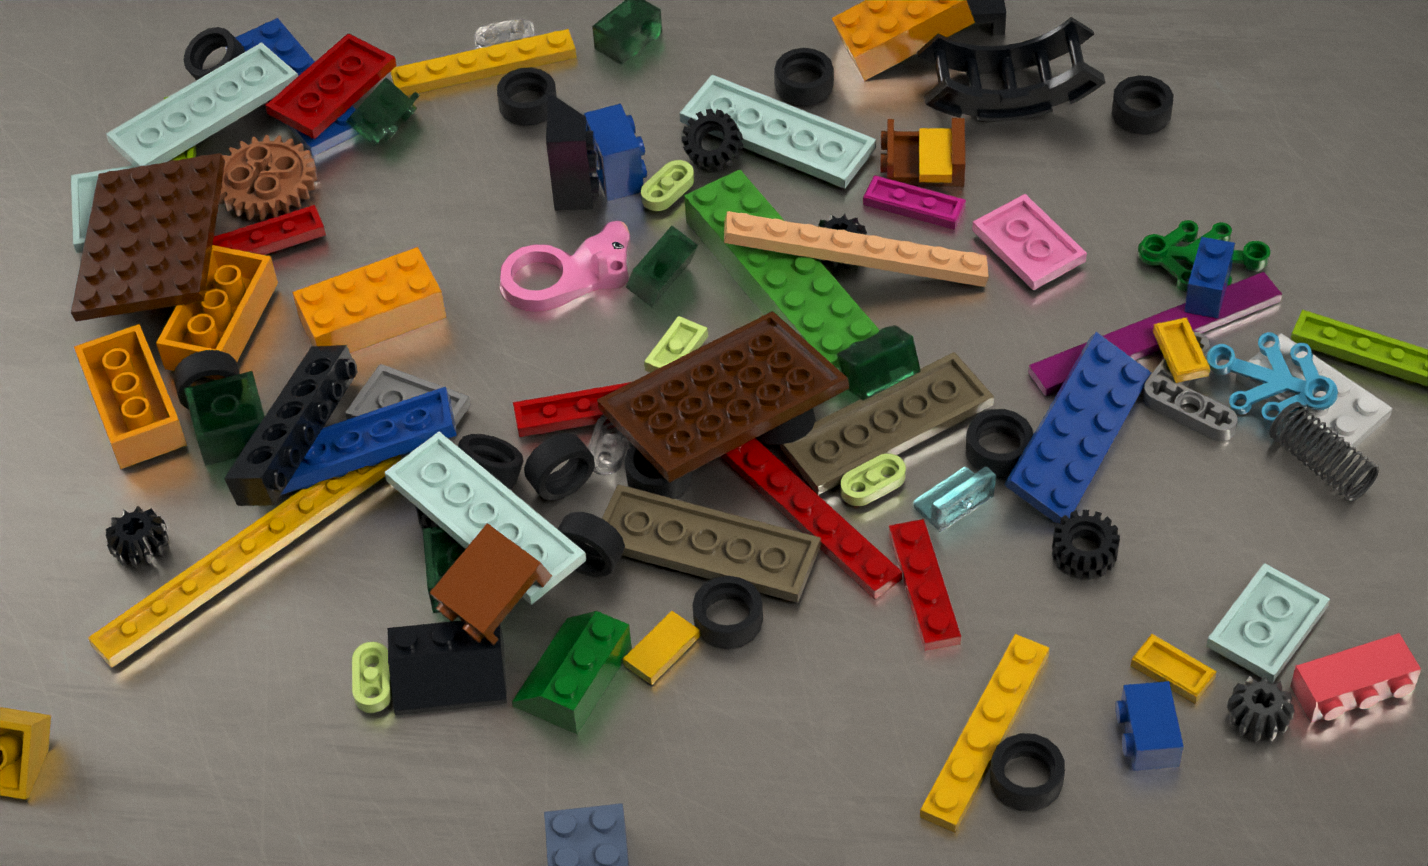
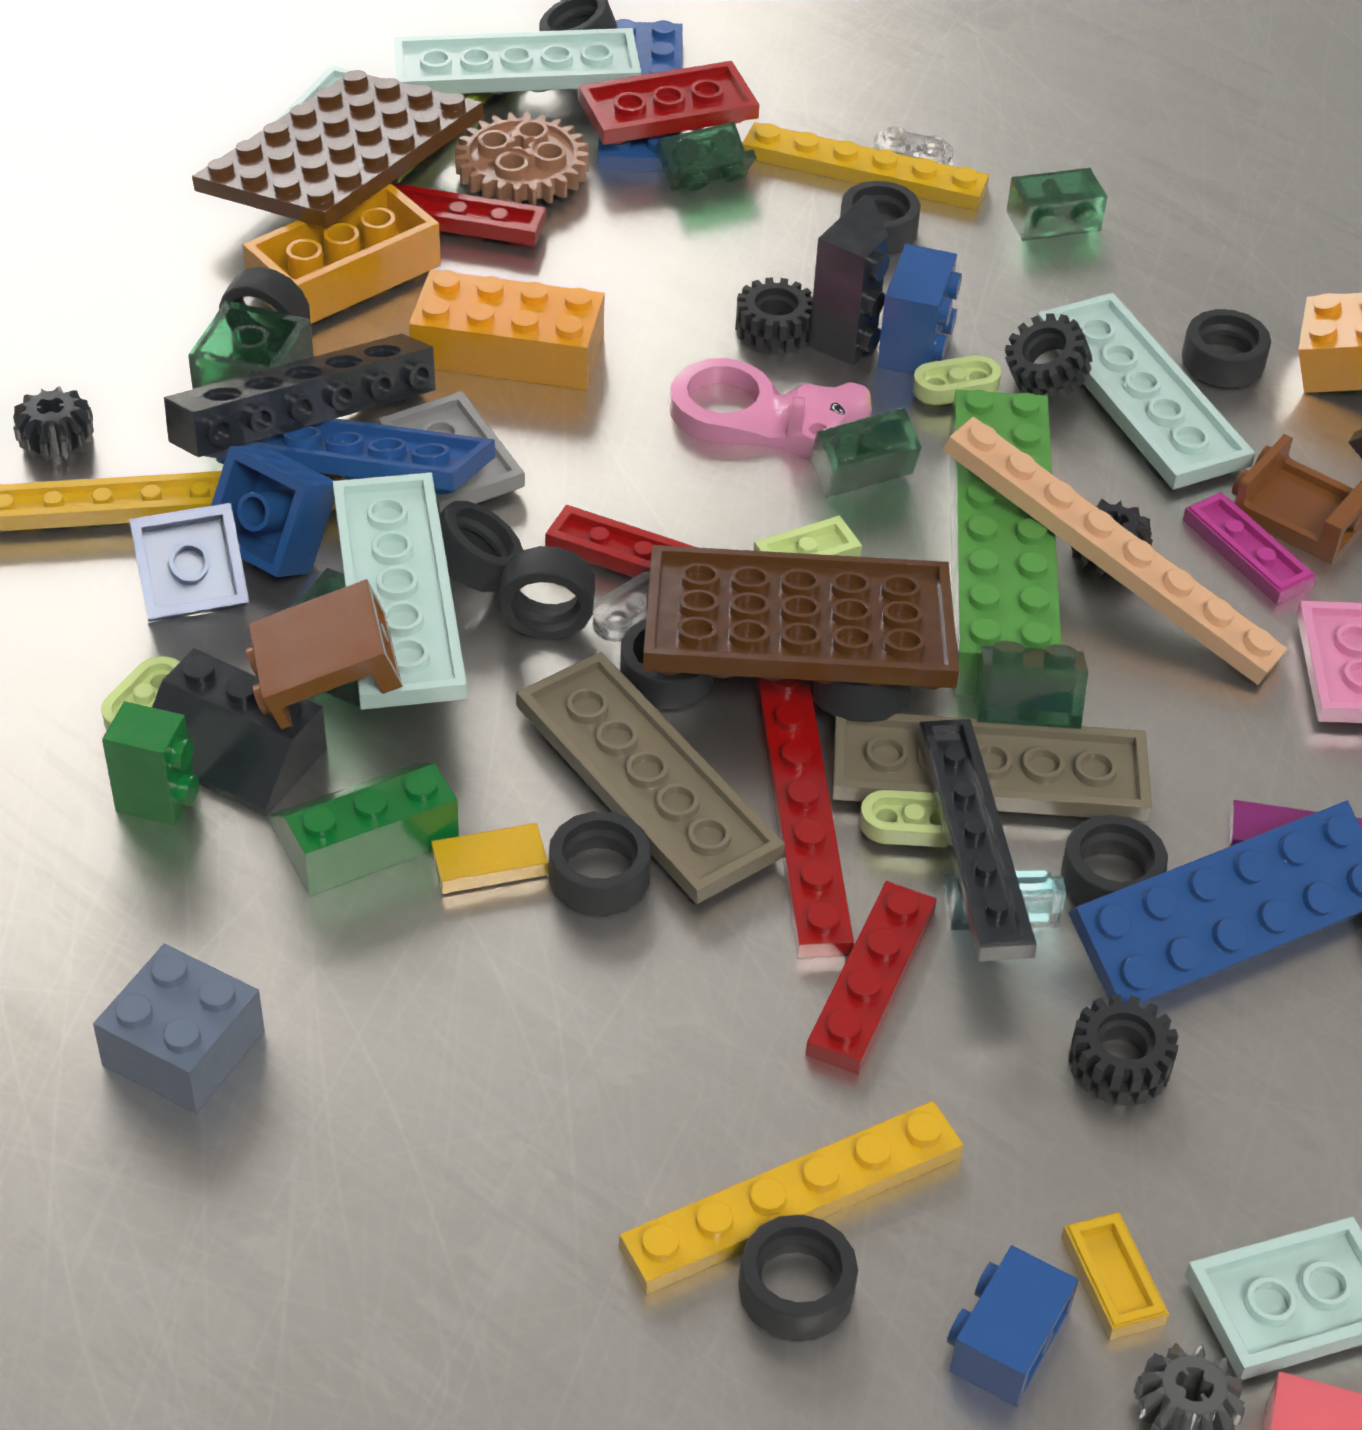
camera: 30 degrees right, 5 degrees down
(130, 396) = (173, 285): light orange brick -> none
(329, 576) = (189, 562): none -> brick
(347, 513) = (276, 508): none -> blue brick
(429, 713) = (150, 763): none -> green brick
(523, 188) = (774, 315): none -> black tyre
(603, 537) = (501, 692): black tyre -> none
(925, 471) = (976, 841): none -> black tile
(935, 155) = (1311, 504): yellow tile -> none

